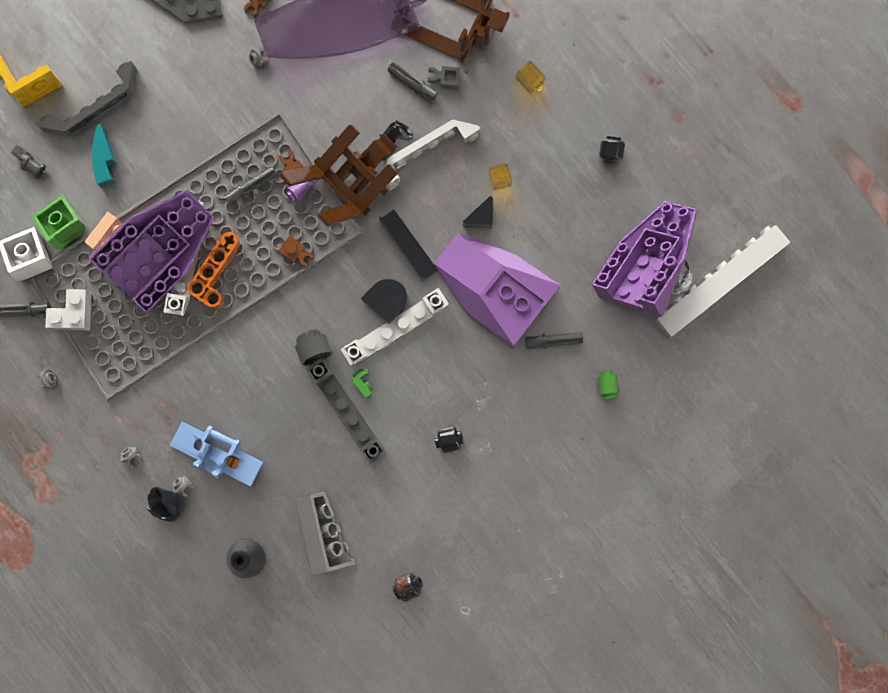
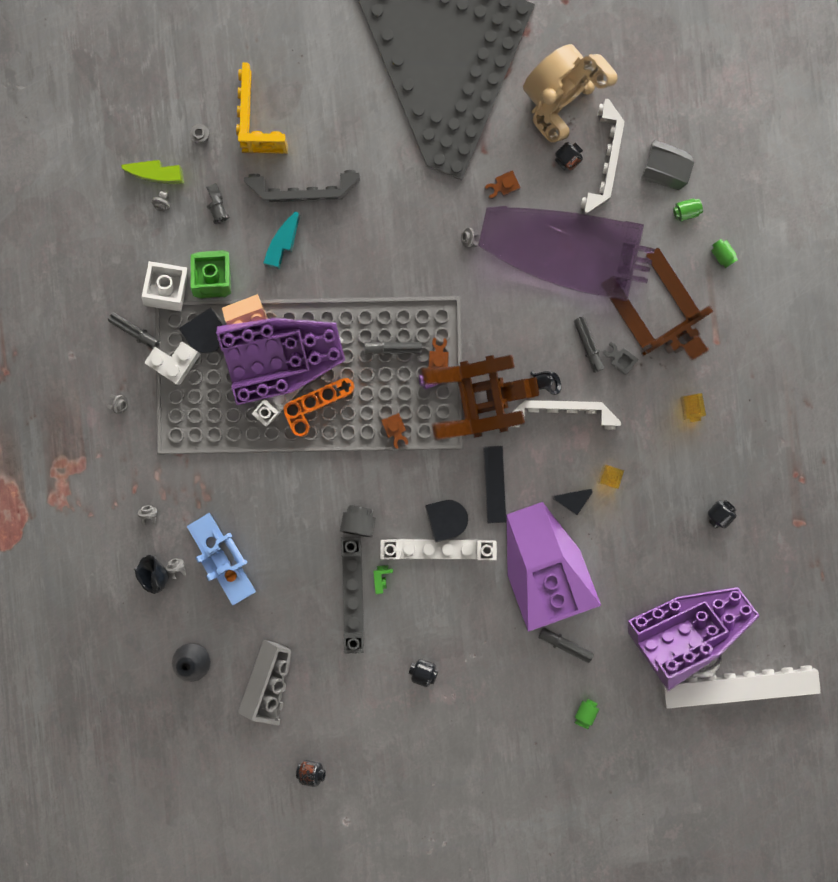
camera: 30 degrees right, 5 degrees up
(82, 273) = (202, 332): none -> black tile

